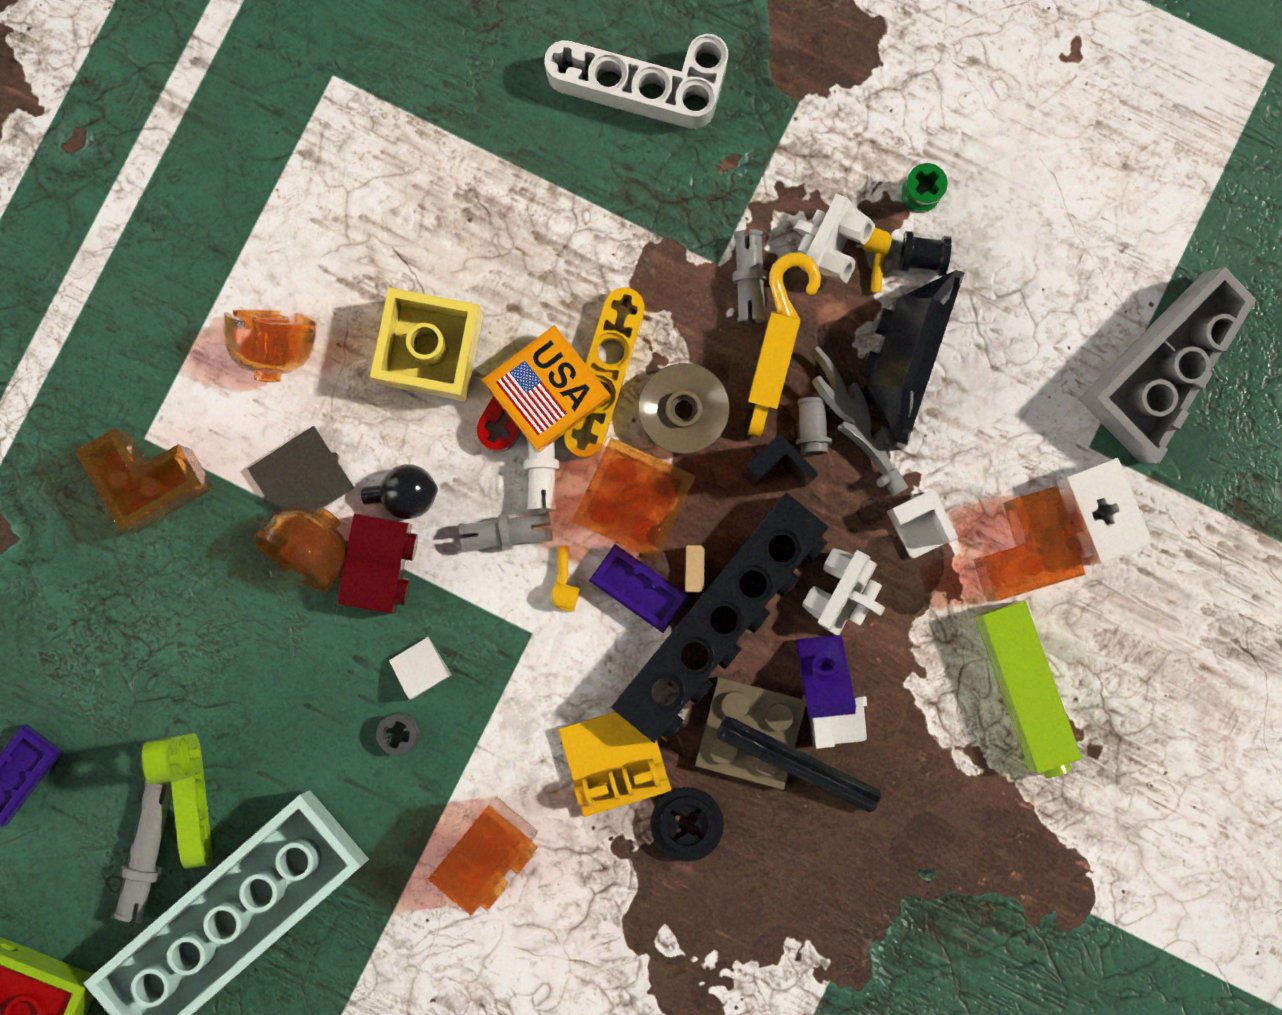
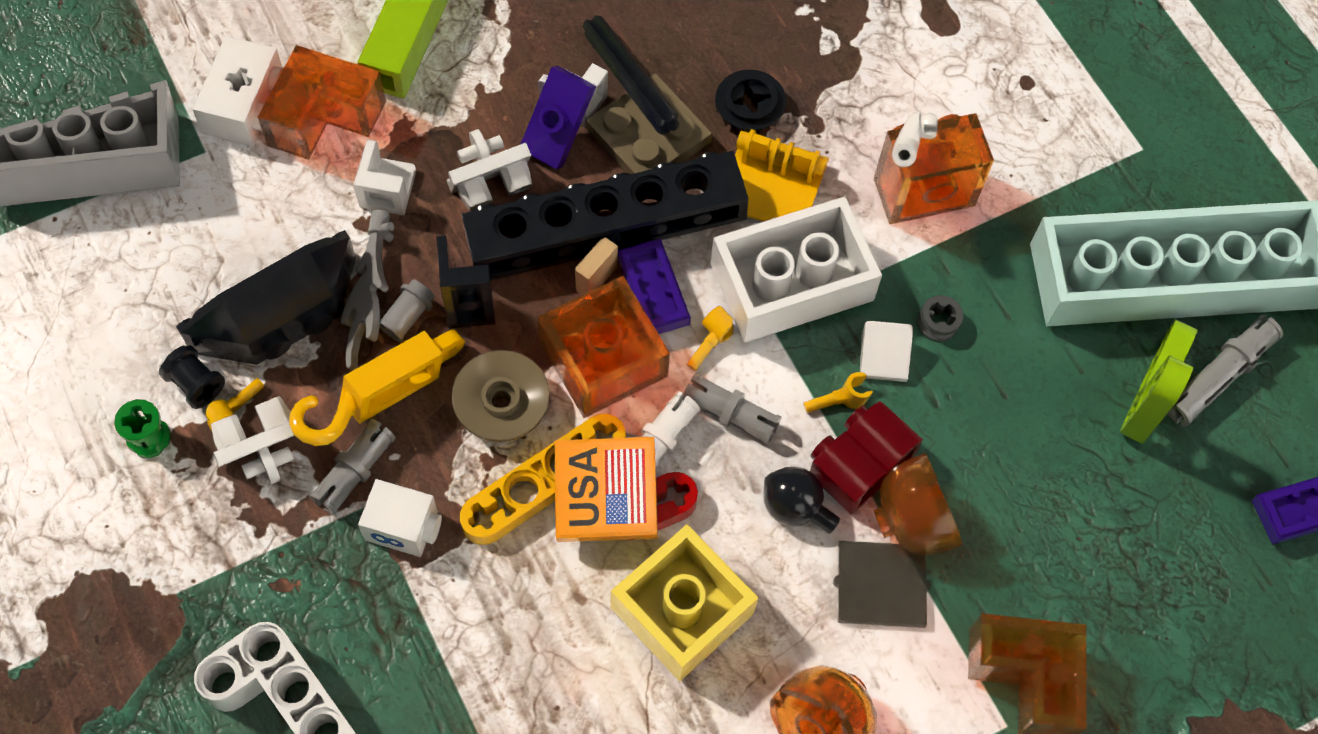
camera: 150 degrees left, 20 degrees down
(431, 606) = (845, 395): none -> yellow hand
(504, 835) = (908, 140): none -> white arm
(533, 680) = (795, 269): none -> white brick
(681, 261) = (400, 518): none -> white brick

